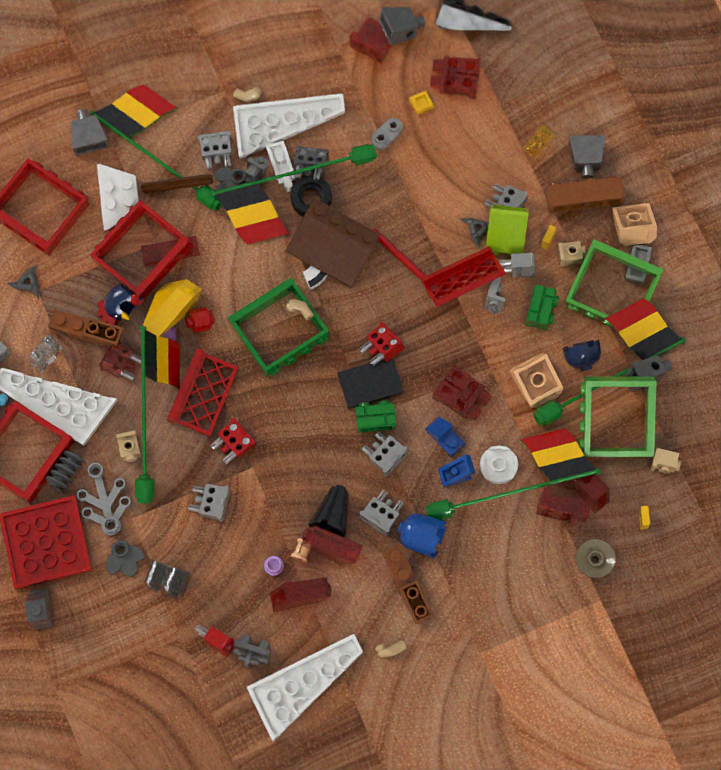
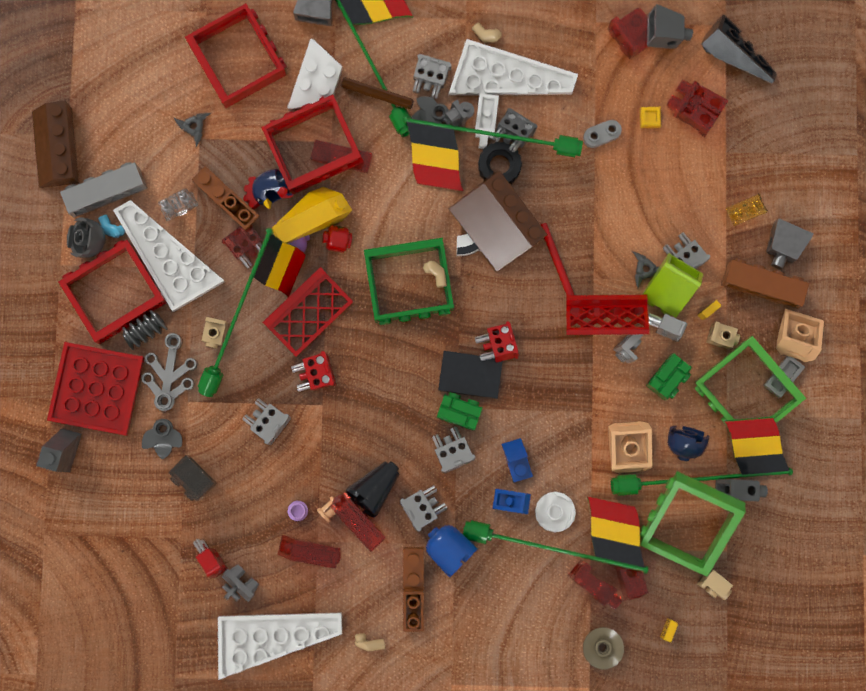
camera: 20 degrees right, 10 degrees up
(461, 393) = (556, 431): clear red hips -> none

